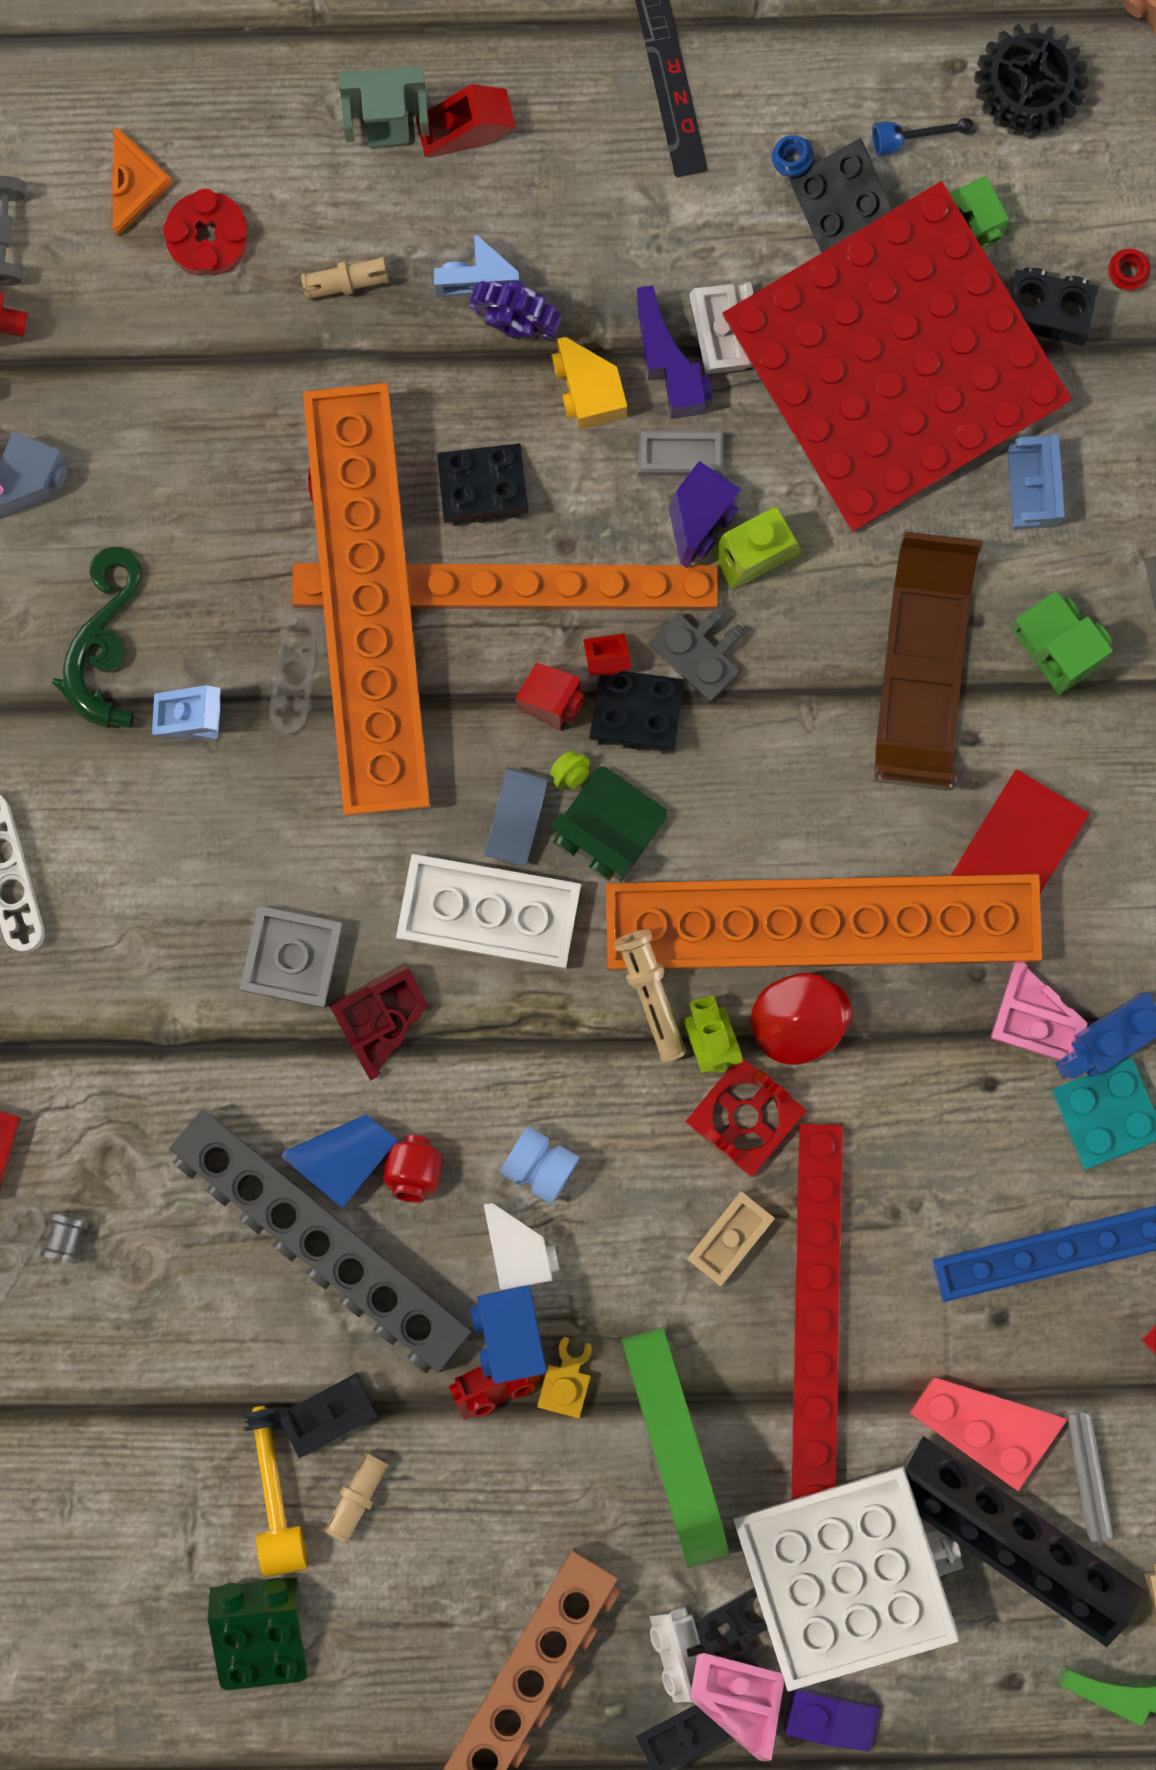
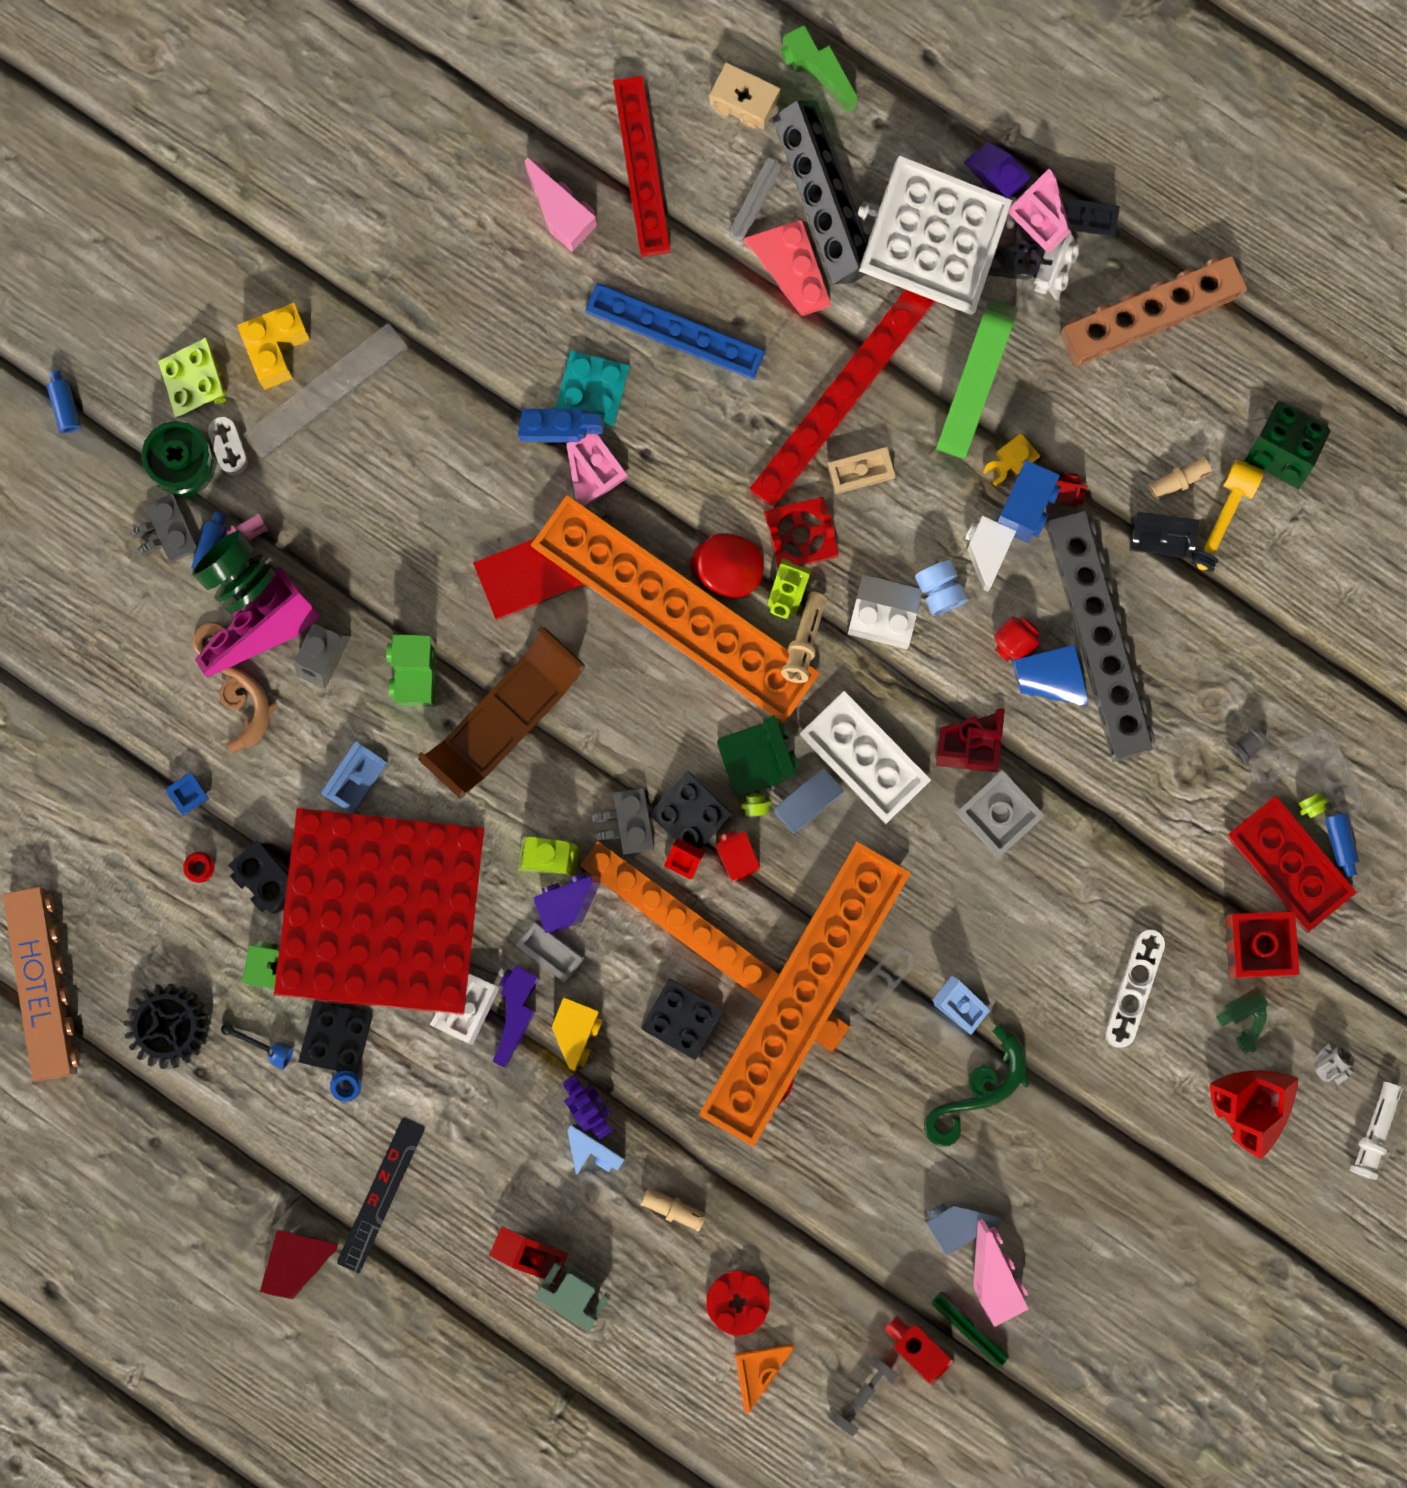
camera: 145 degrees left, 0 degrees up
(586, 1094) = (885, 612): none -> white slope

